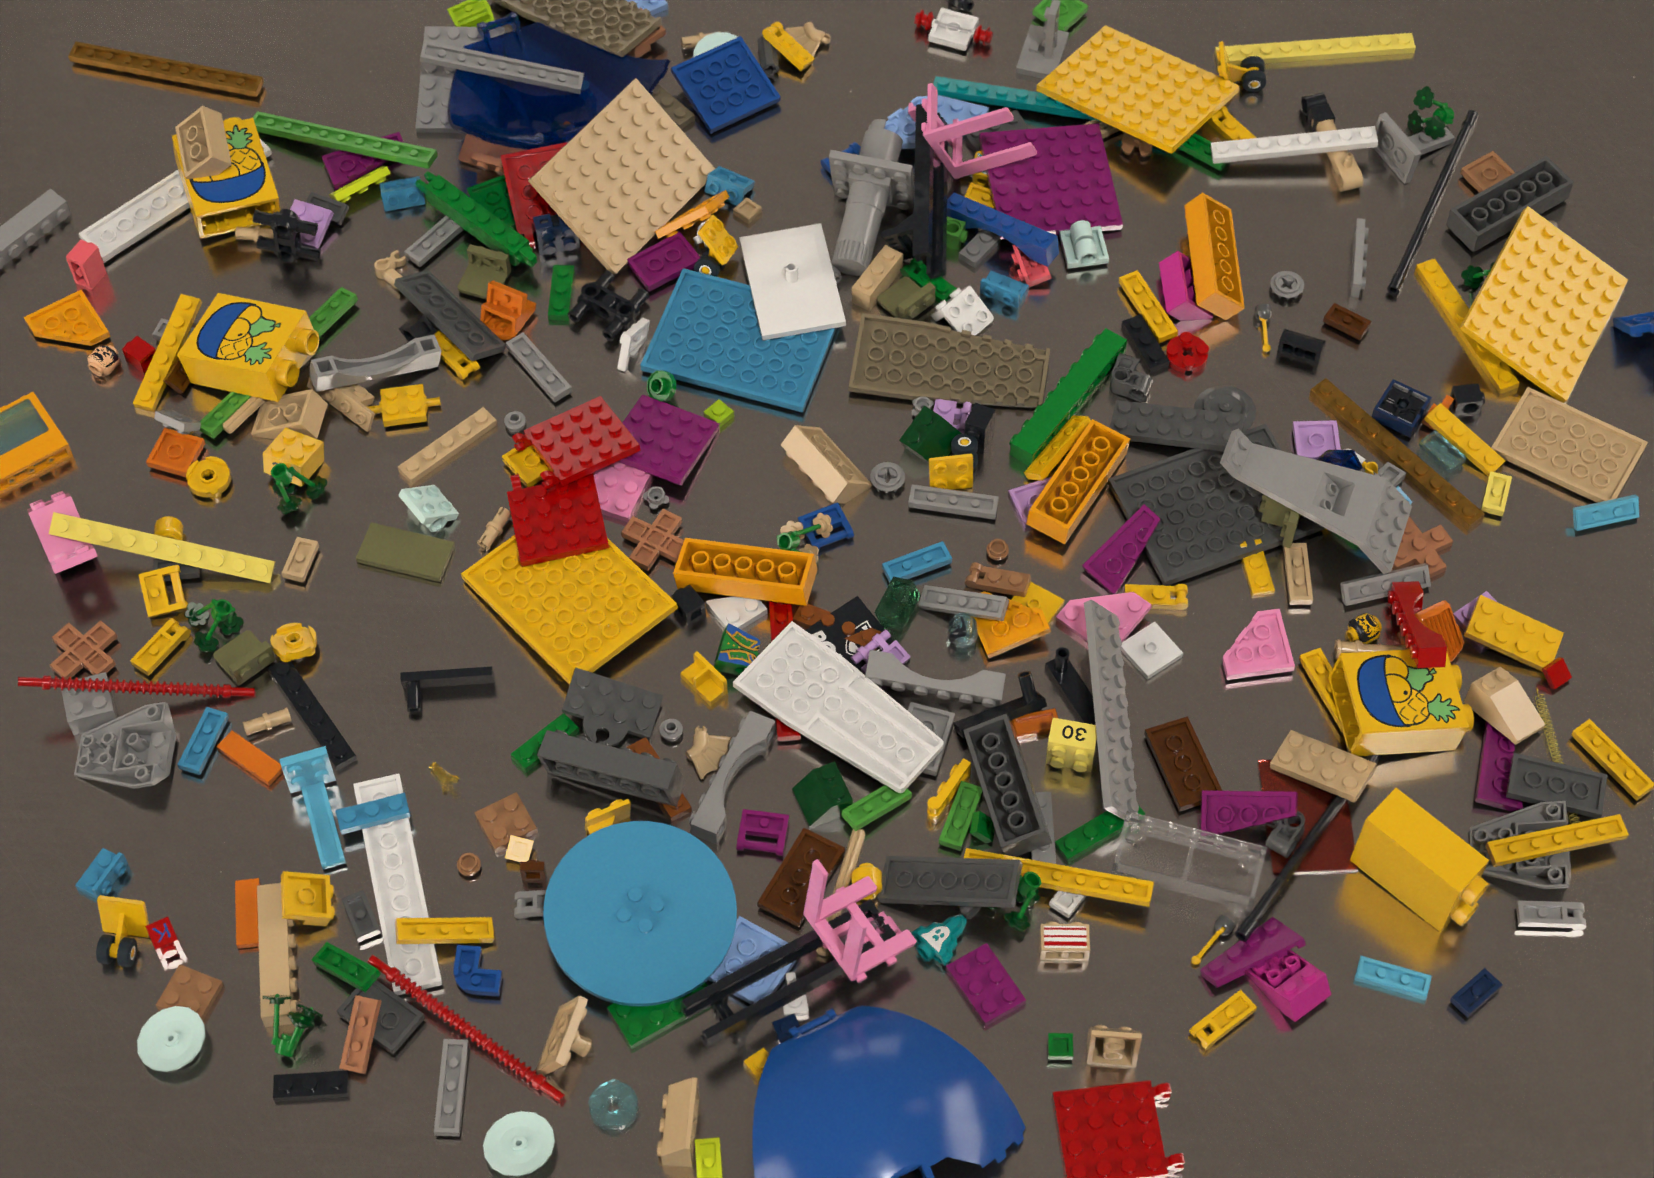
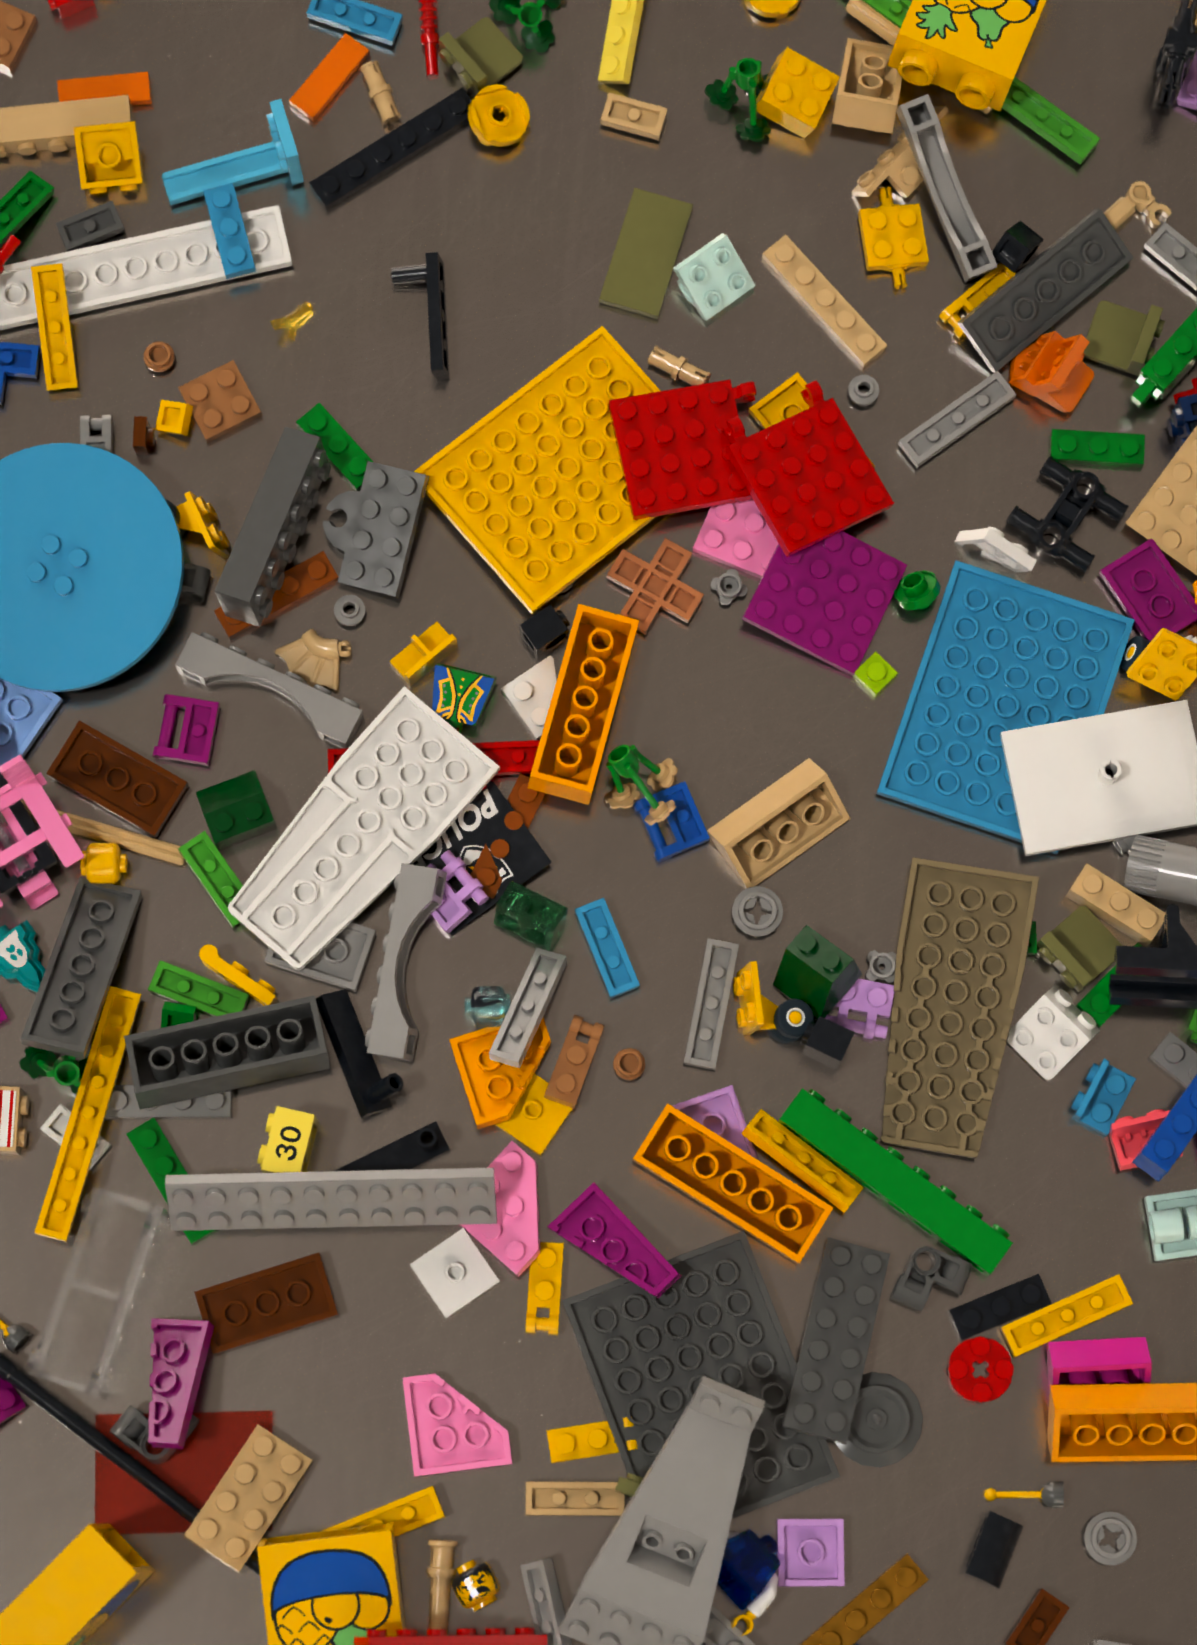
camera: 90 degrees right, 20 degrees up
(1034, 724) = (340, 1105): orange tile -> none

